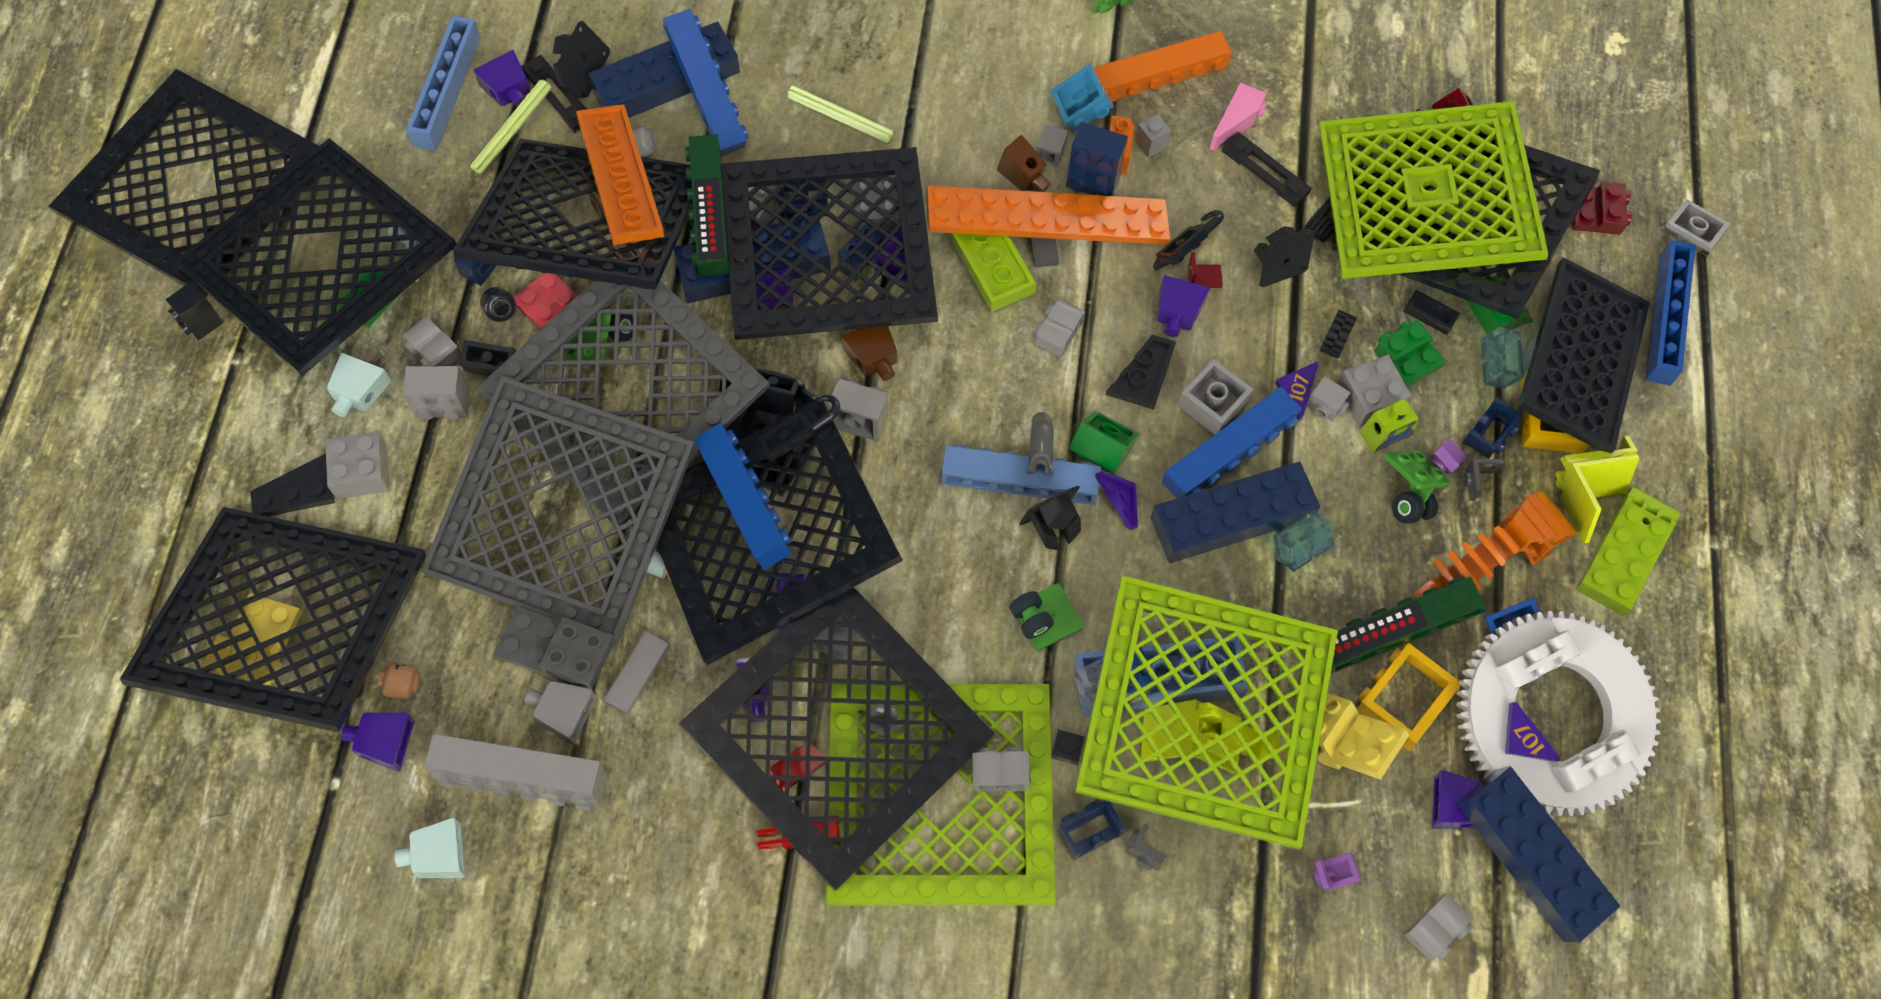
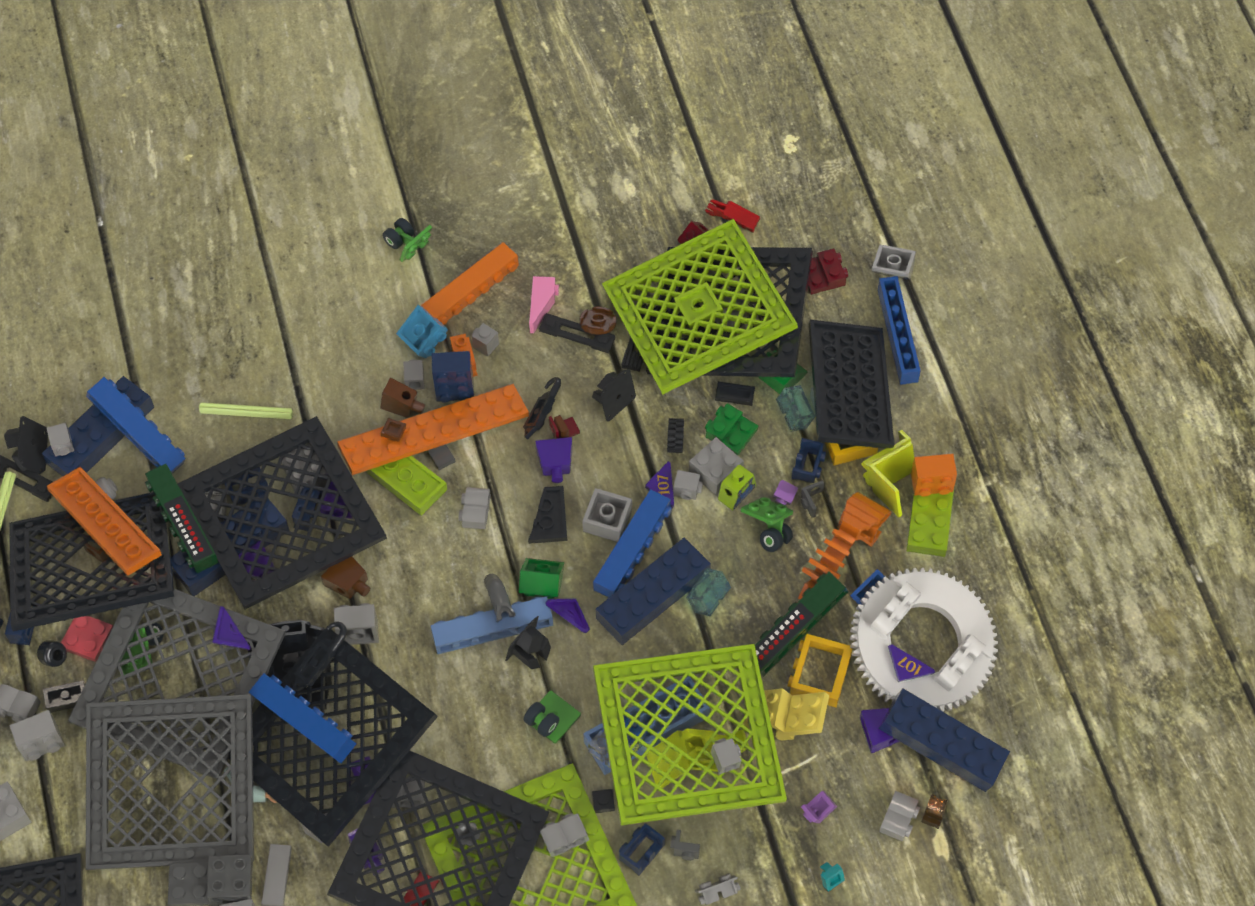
camera: 20 degrees left, 5 degrees down
(613, 63) = (60, 439): none -> light grey brick
(701, 358) = (227, 632): none -> dark purple tile
(999, 196) = (393, 429): none -> reddish brown tile
(1155, 919) = (725, 885): none -> light grey hinge
(1202, 270) = (562, 428): none -> reddish brown tile
(1245, 759) = (726, 755): none -> light grey brick
(1297, 163) = (598, 320): none -> reddish brown tile
(1319, 968) = (831, 876): none -> teal tile
(1488, 941) = (935, 811): none -> clear orange leg
(1526, 108) = (730, 211): none -> red arm
(1653, 507) = (933, 474): none -> orange brick

